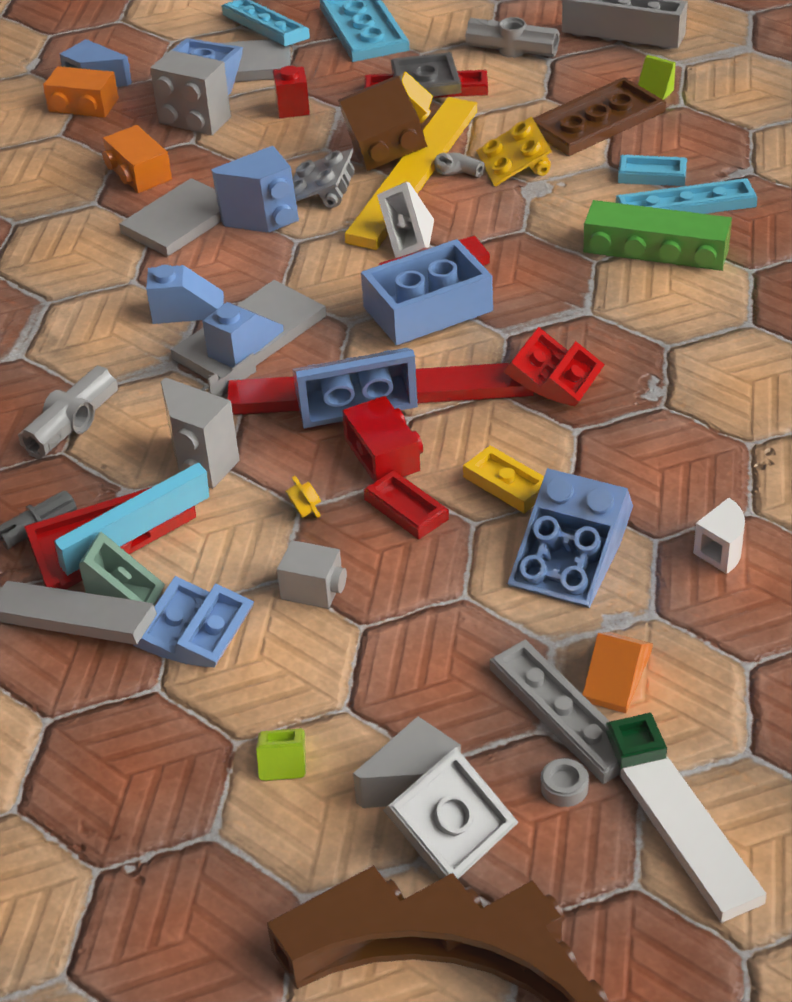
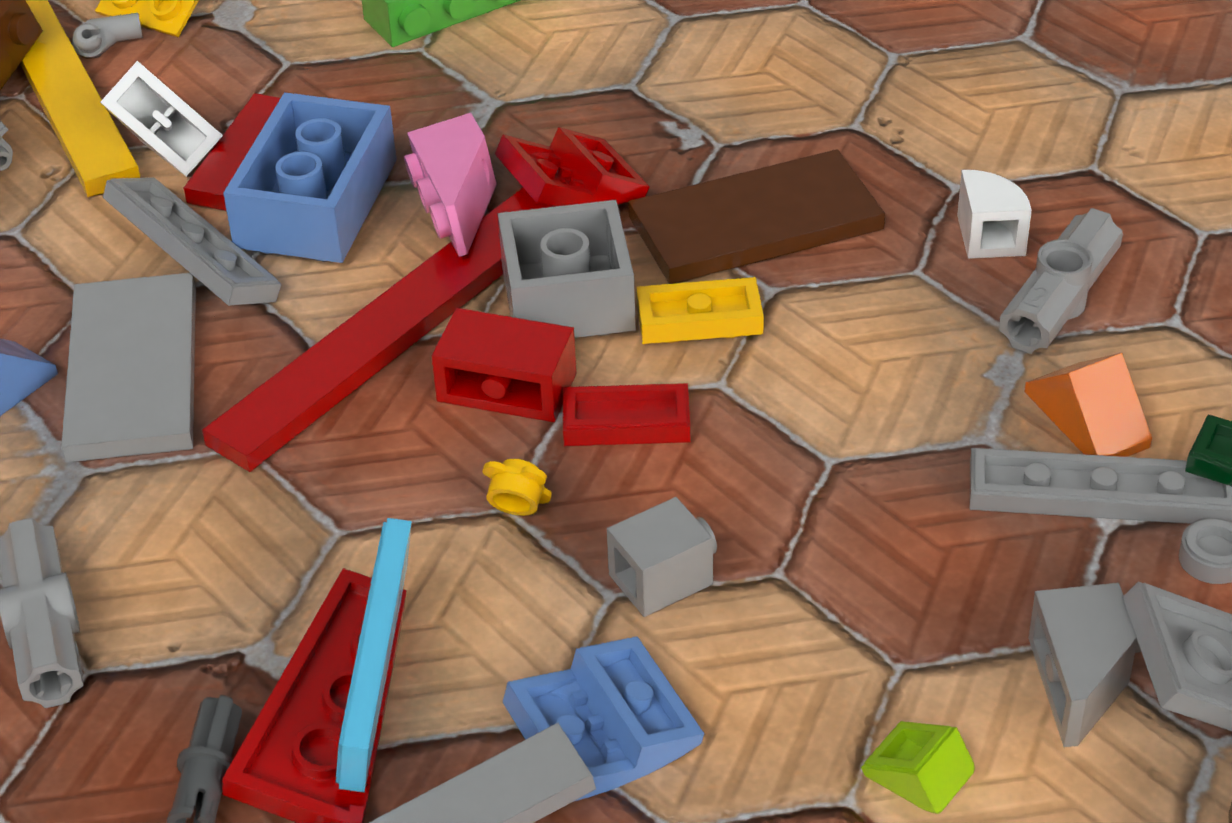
camera: 50 degrees left, 0 degrees up
(114, 573) = (439, 736): sand green slope -> none
(201, 429) = (284, 501): light grey slope -> none
(236, 333) = (152, 366): medium blue slope -> none
(238, 372) = (187, 458): light grey piece -> none
(340, 384) = (400, 320): medium blue slope -> none
(344, 294) = (192, 241): none -> light grey tile
(463, 412) = (569, 267): none -> light grey brick
(487, 334) = (452, 177): none -> bright pink slope
(571, 537) = (861, 317): medium blue slope -> none
(616, 453) = (755, 216): none -> reddish brown tile
(704, 594) = (1060, 281): none -> light grey piece

